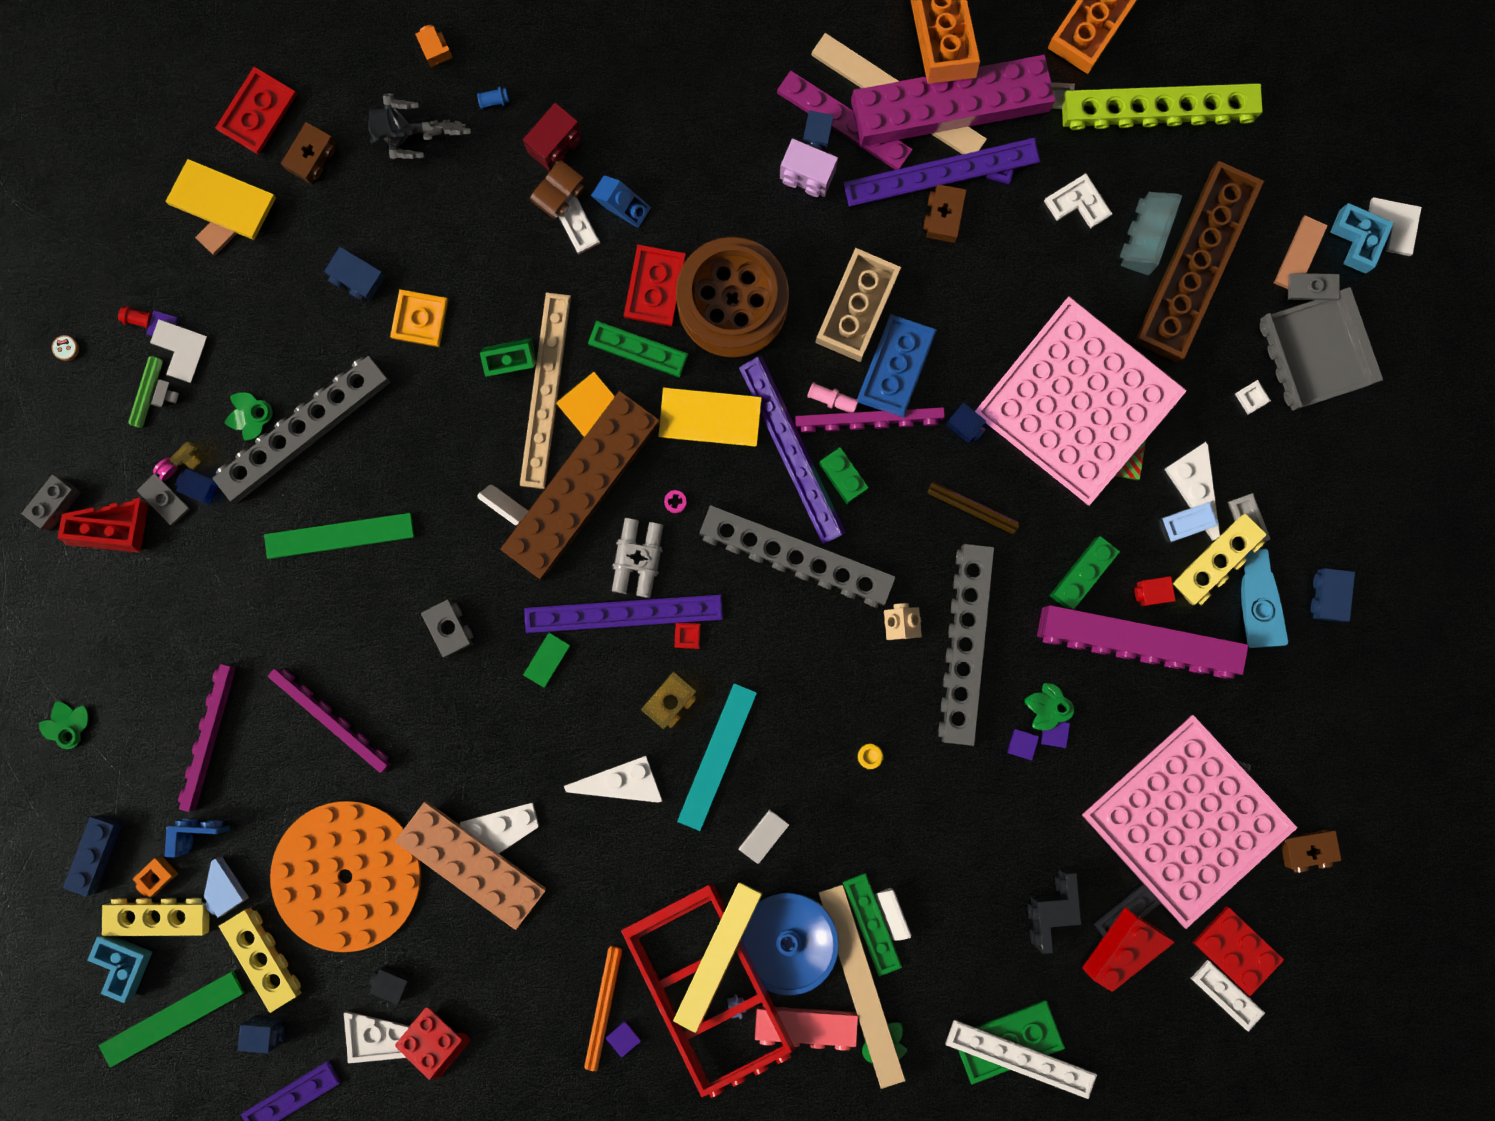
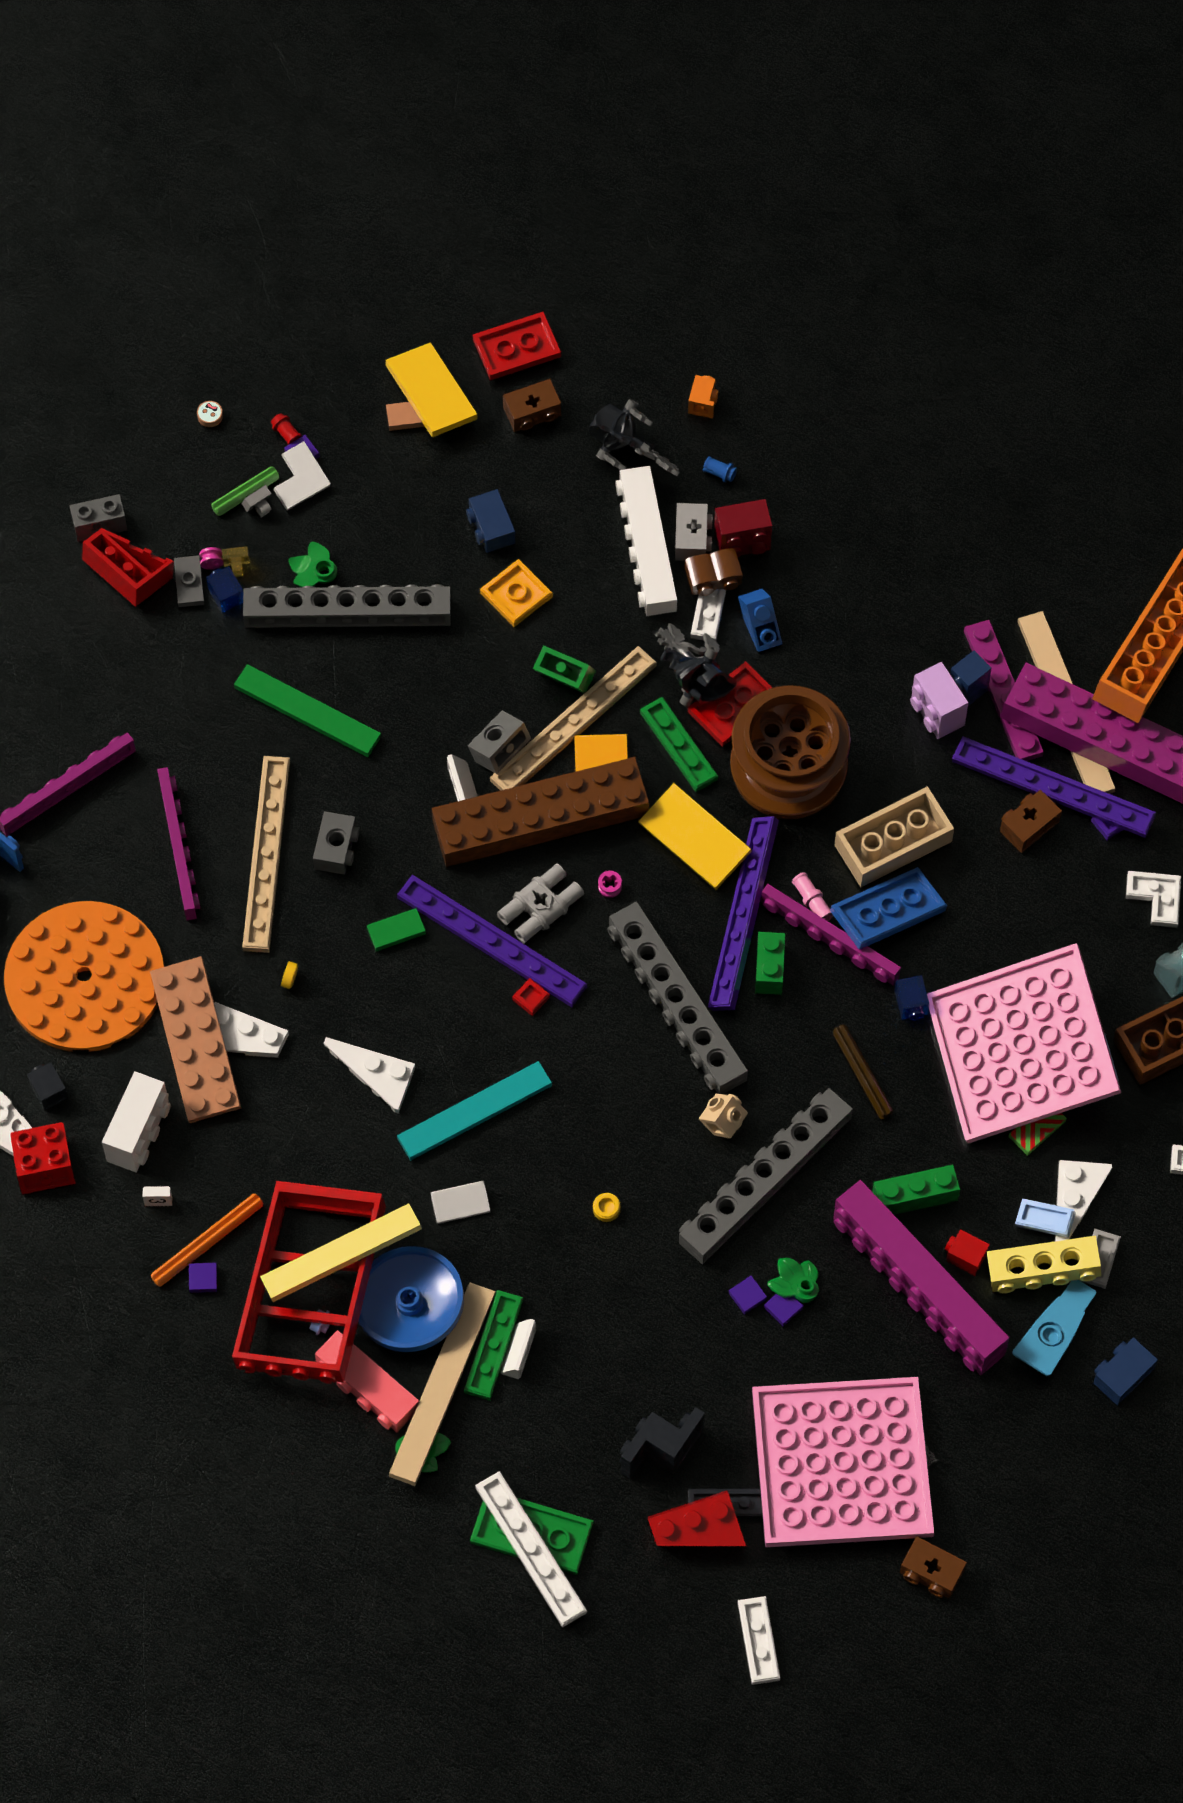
camera: 35 degrees right, 20 degrees down
(401, 674) = (266, 854): none -> tan tile
(481, 967) = (136, 1122): none -> white brick
(485, 199) = (647, 541): none -> white brick
(498, 759) = (289, 975): none -> yellow tile
(512, 464) = (499, 742): none -> dark grey brick
(518, 180) = (692, 519): none -> light grey brick
(541, 1006) = (157, 1196): none -> white tile
(611, 287) = (697, 676): none -> black helmet
(672, 686) = (482, 1023): clear yellow brick -> none
(1238, 951) = (798, 1609): red plate -> none

